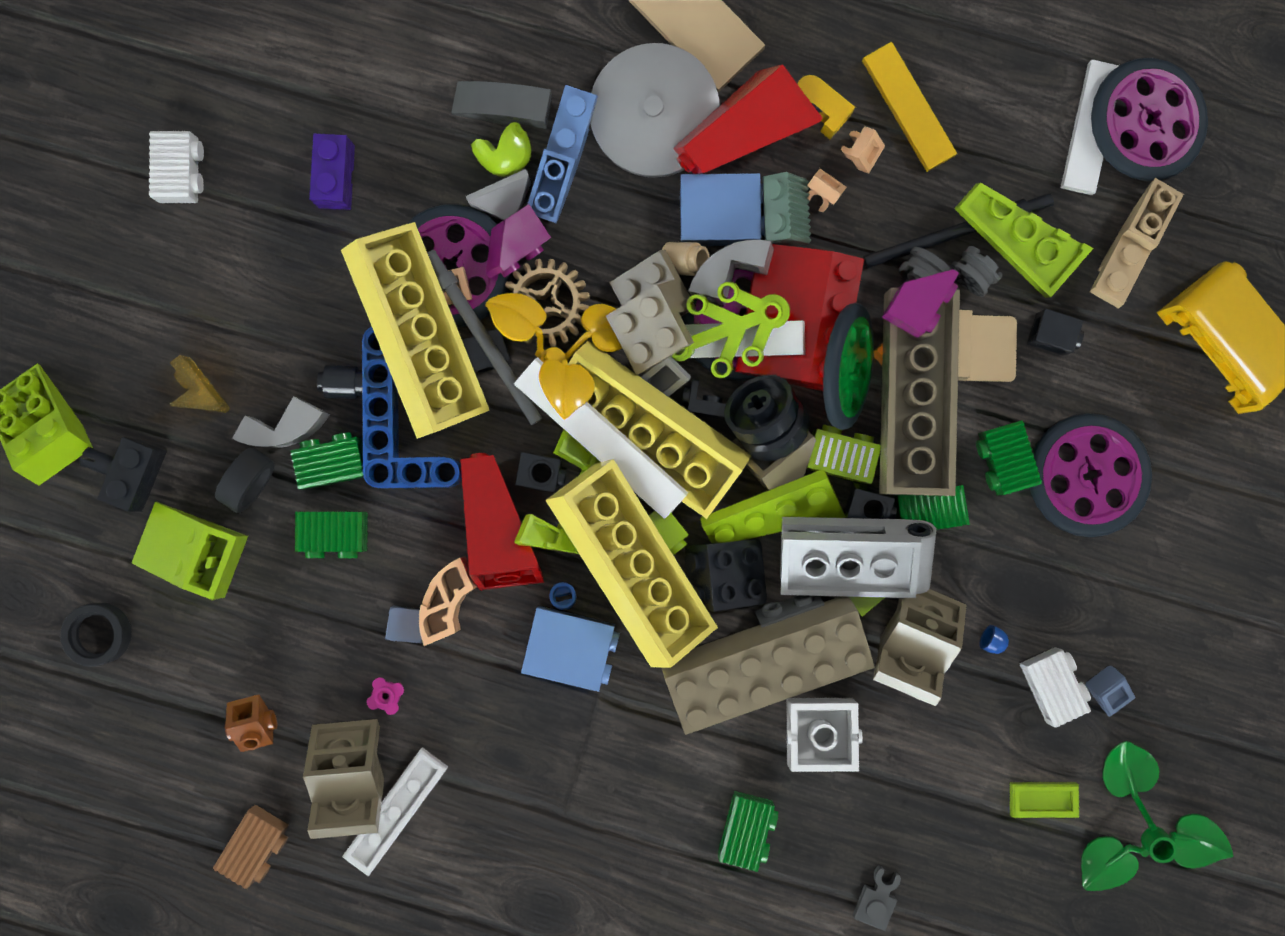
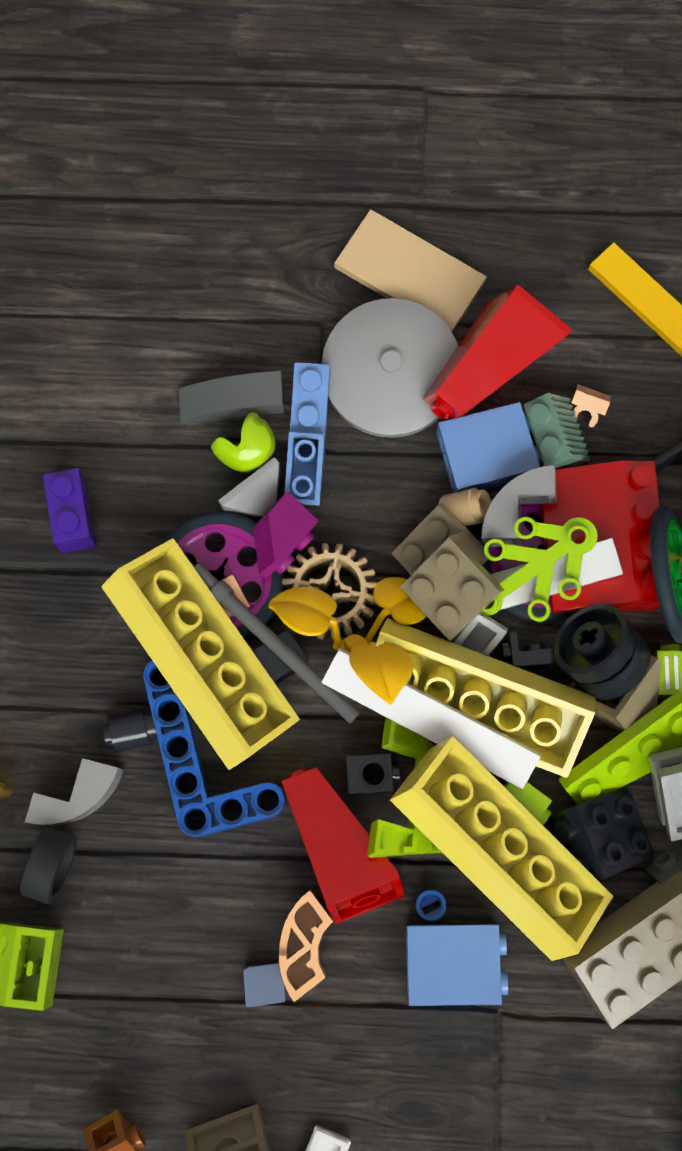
camera: 15 degrees left, 10 degrees down
(328, 462) = (136, 822): green brick -> none
(331, 533) = (156, 900): green brick -> none
(394, 692) = (268, 1065): dark pink plate -> none
(829, 103) = (573, 315): yellow leg -> none
(865, 149) = (619, 354): light nougat tile -> none

